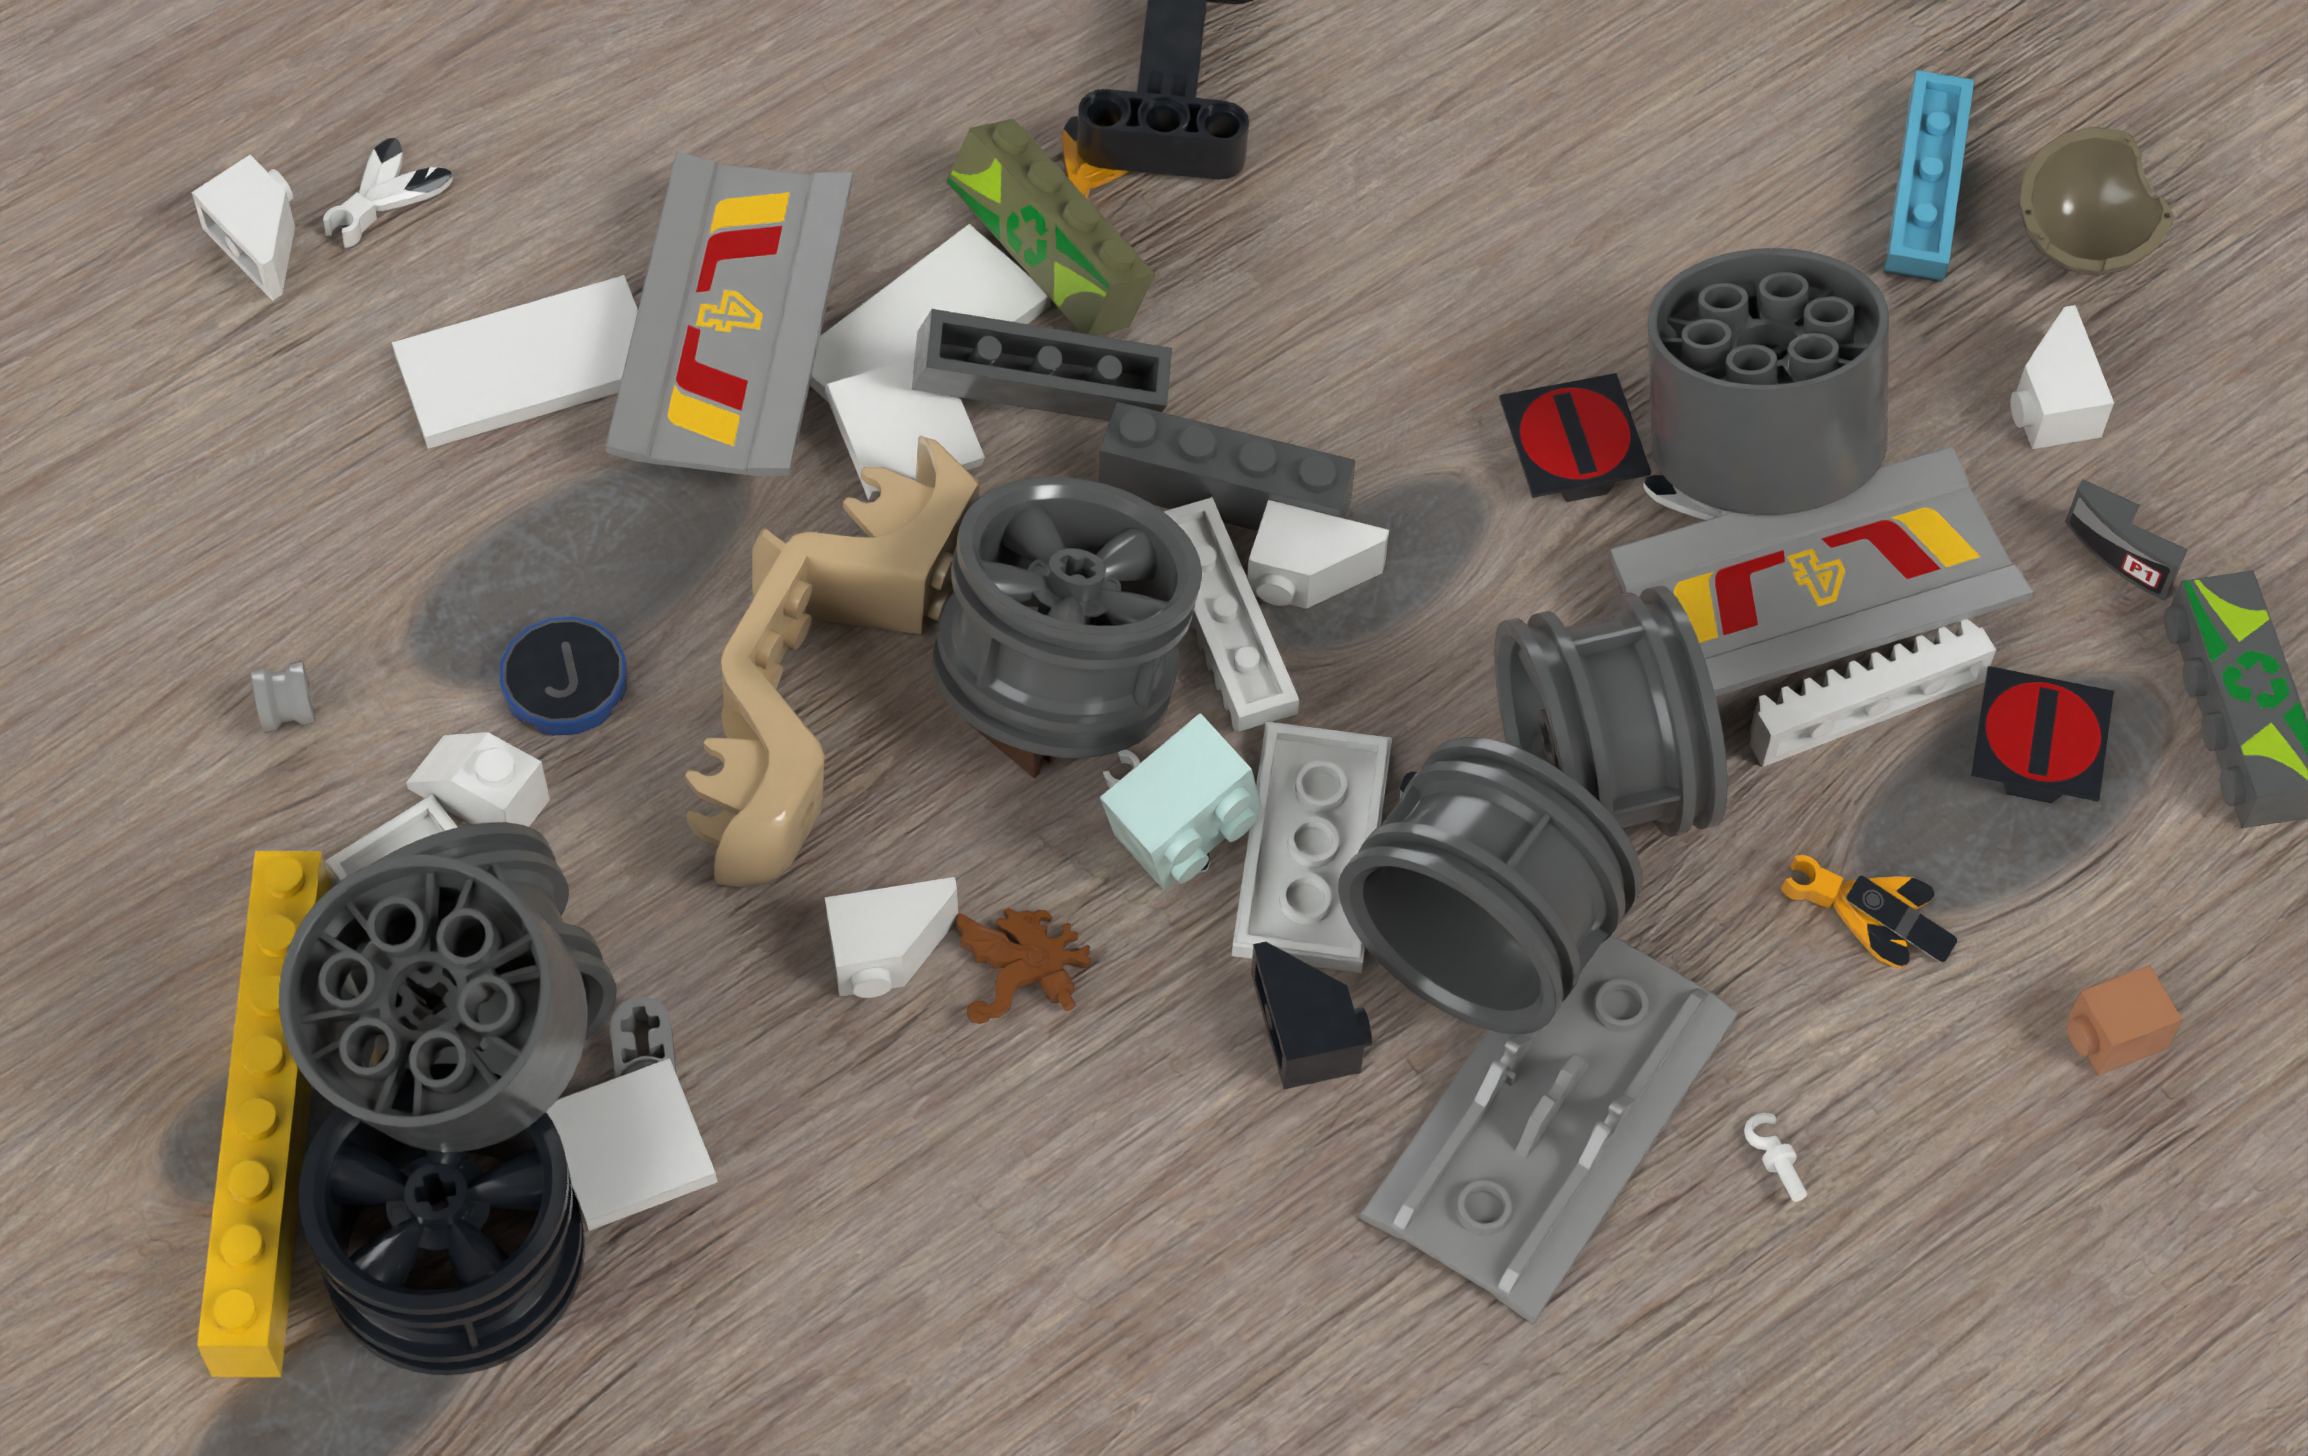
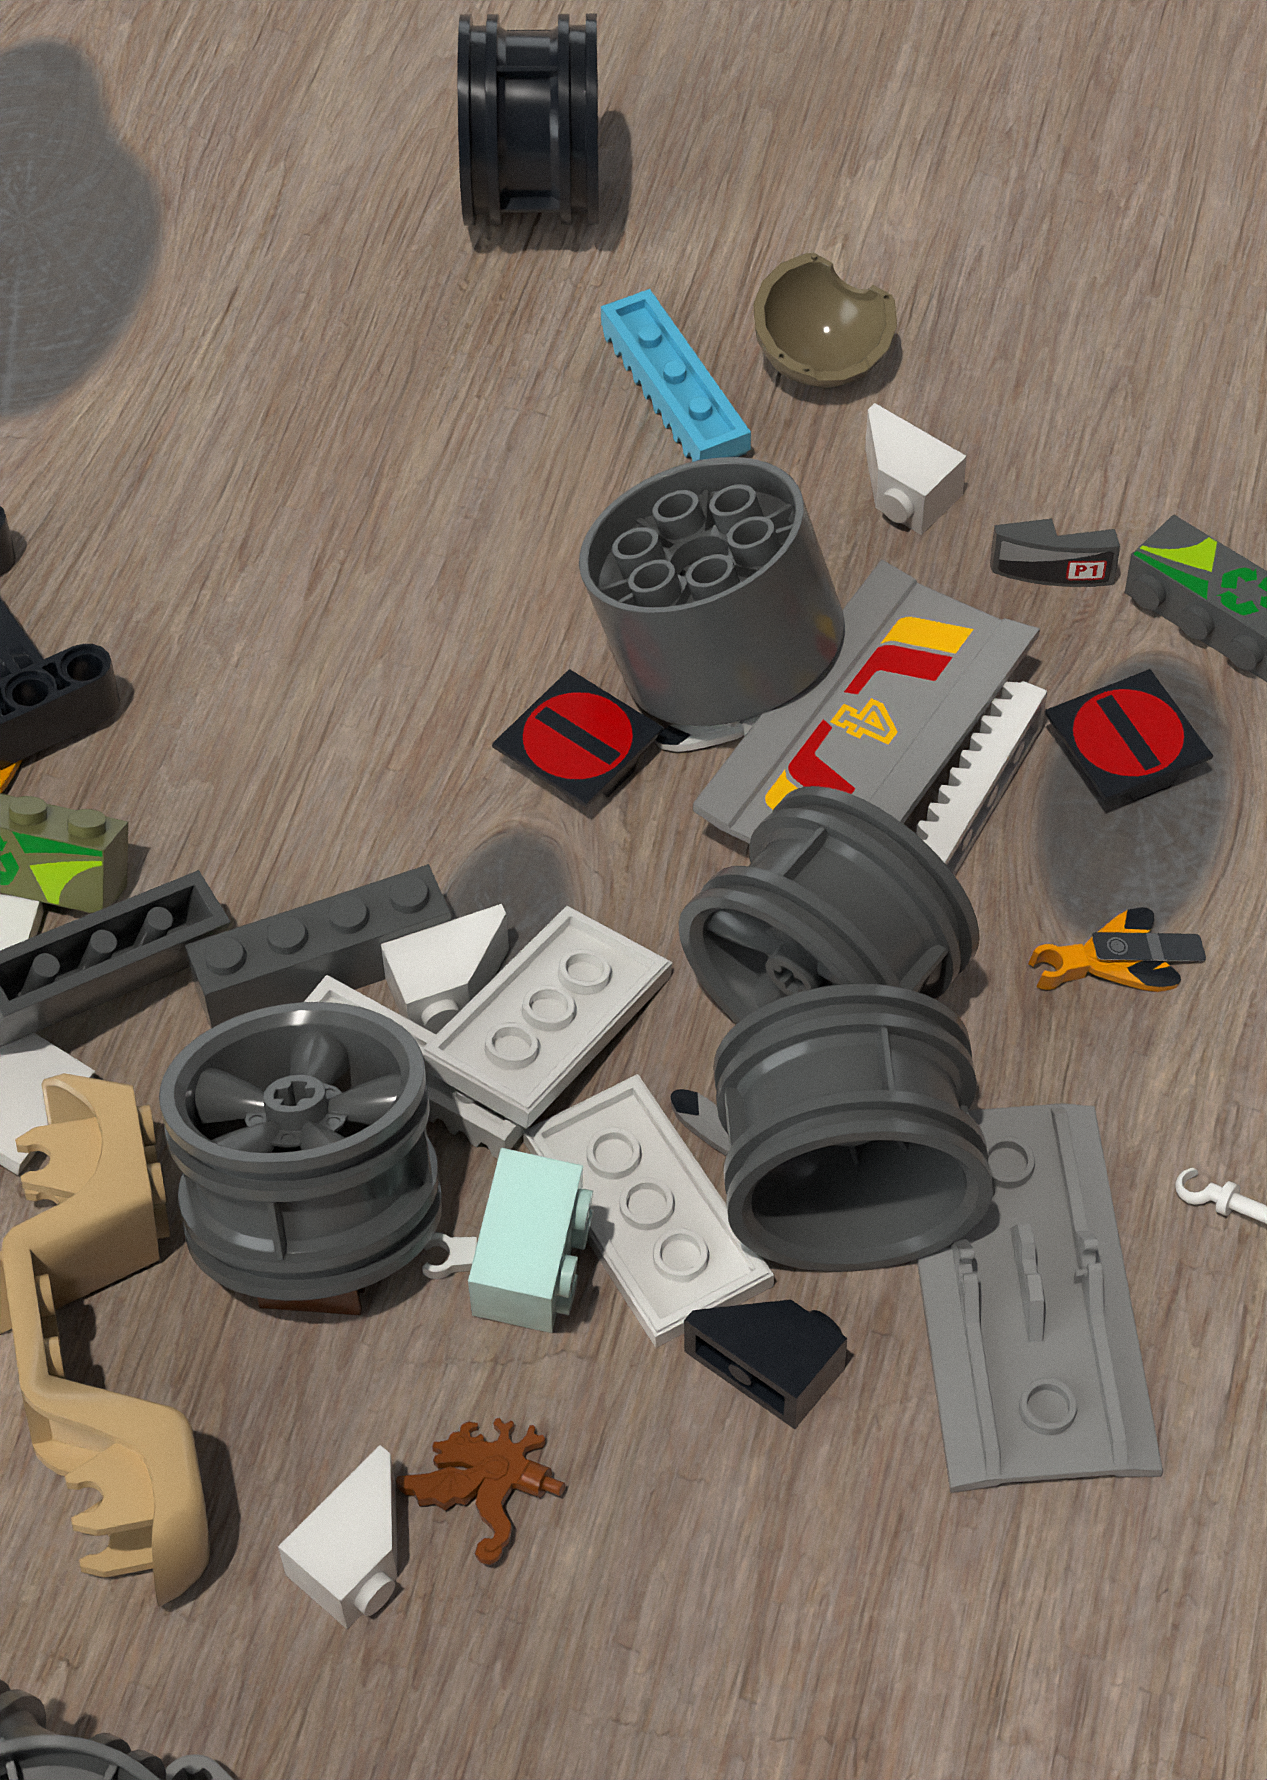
camera: 35 degrees left, 5 degrees down
(1356, 643) = (545, 1016): none -> white tile

